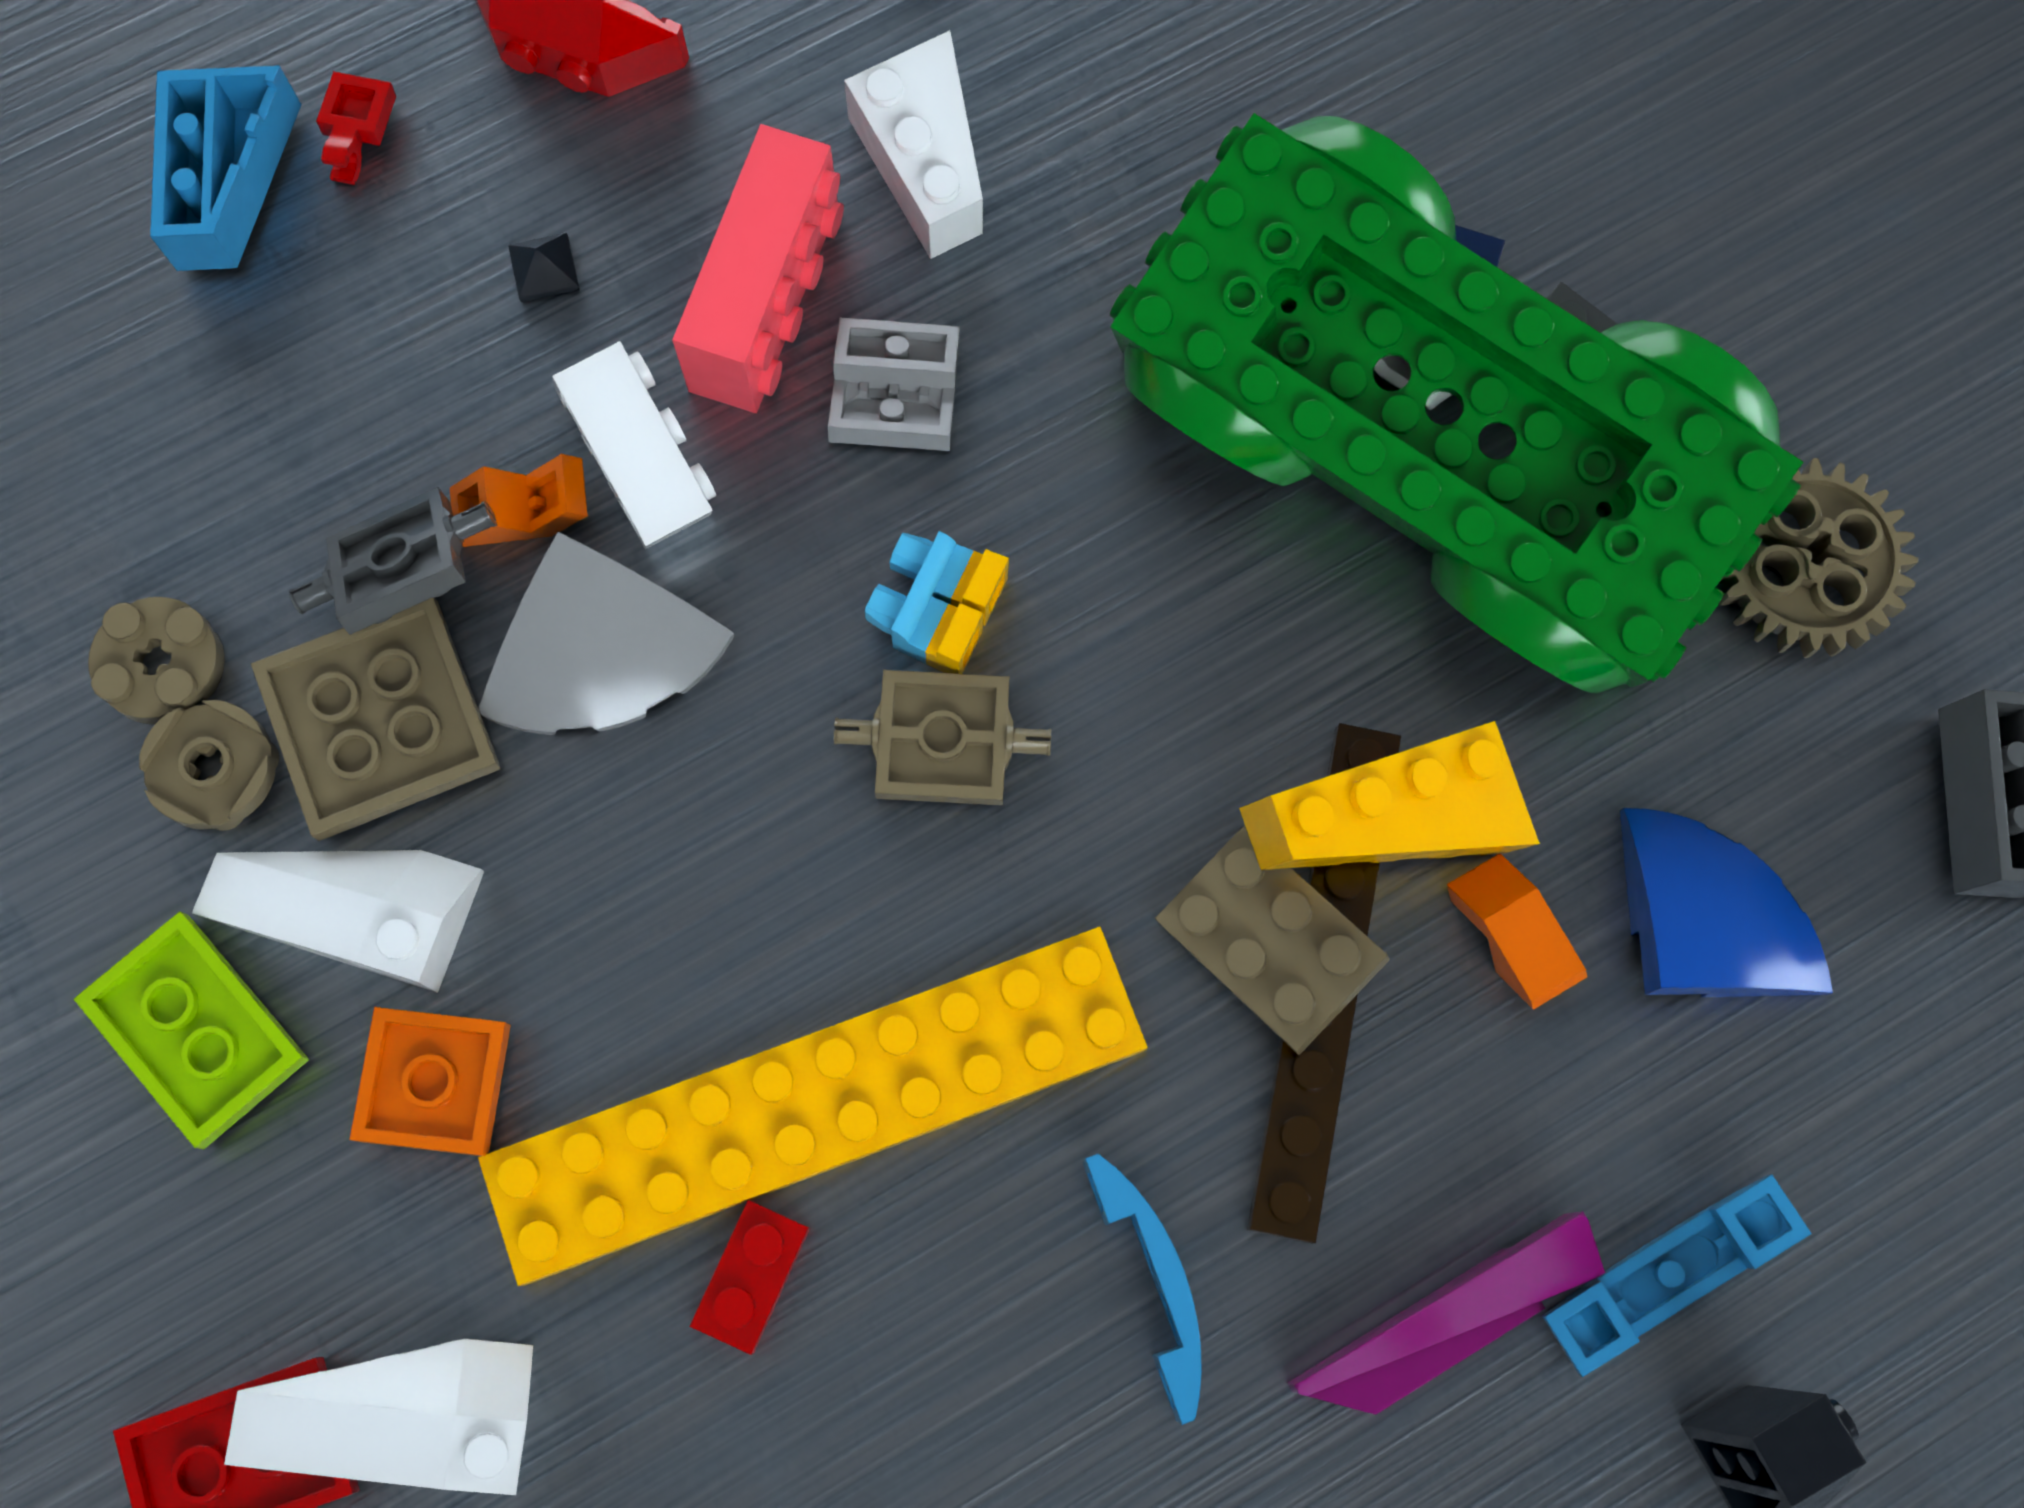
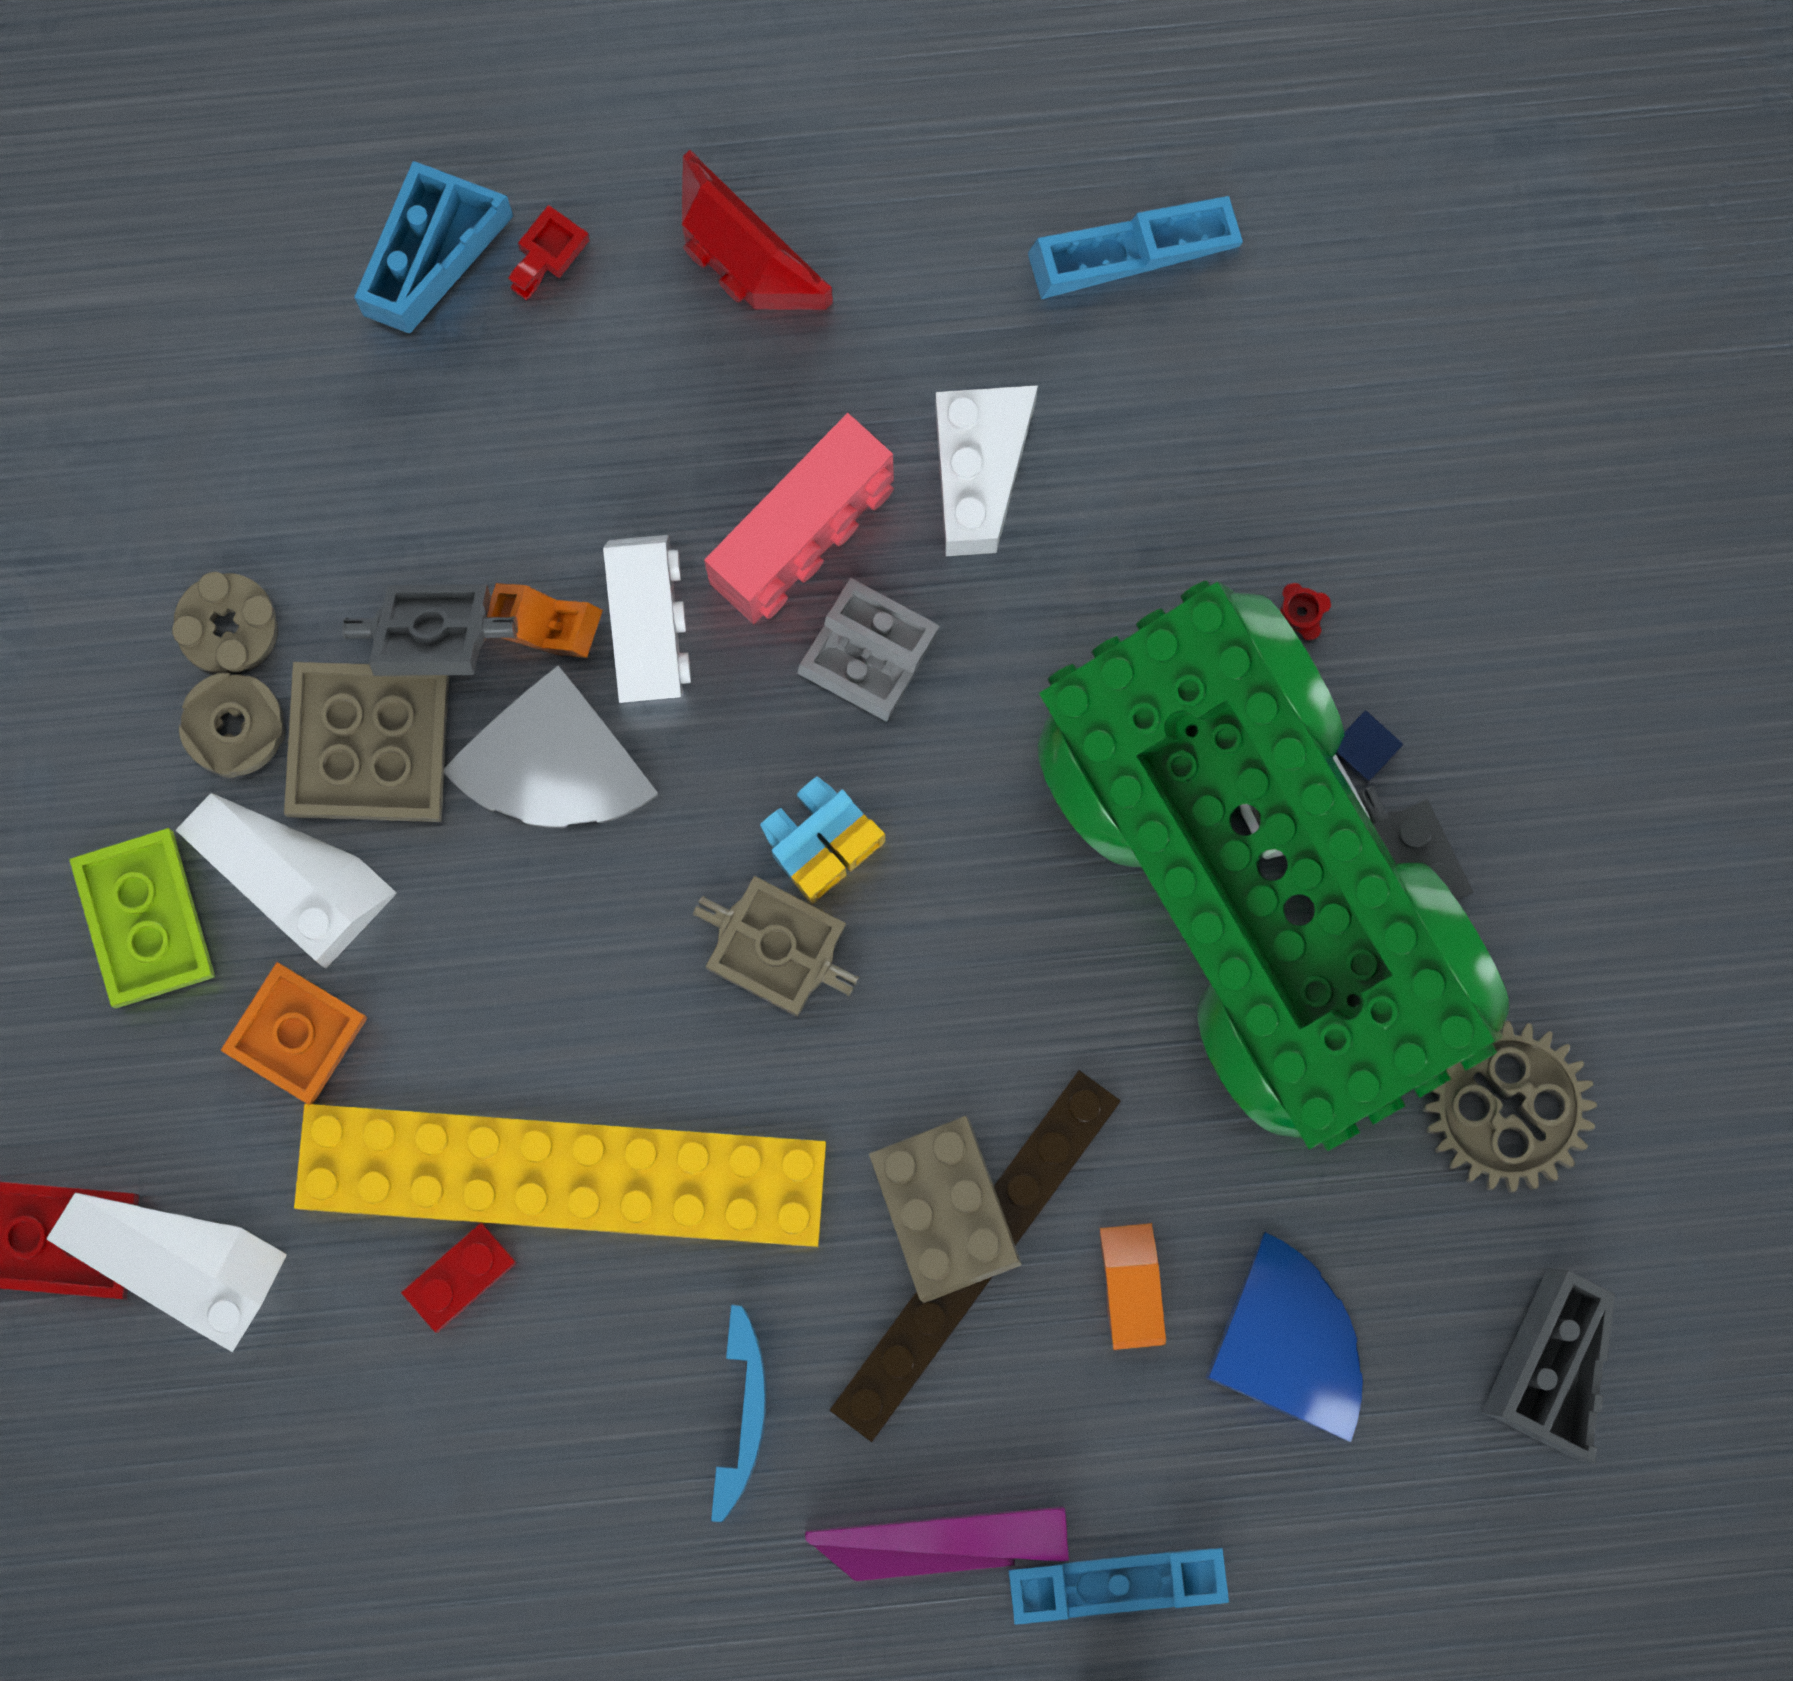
camera: 30 degrees right, 5 degrees up
(543, 267) = (642, 433): black slope -> none
(1411, 805) = (1090, 1156): yellow wedge -> none

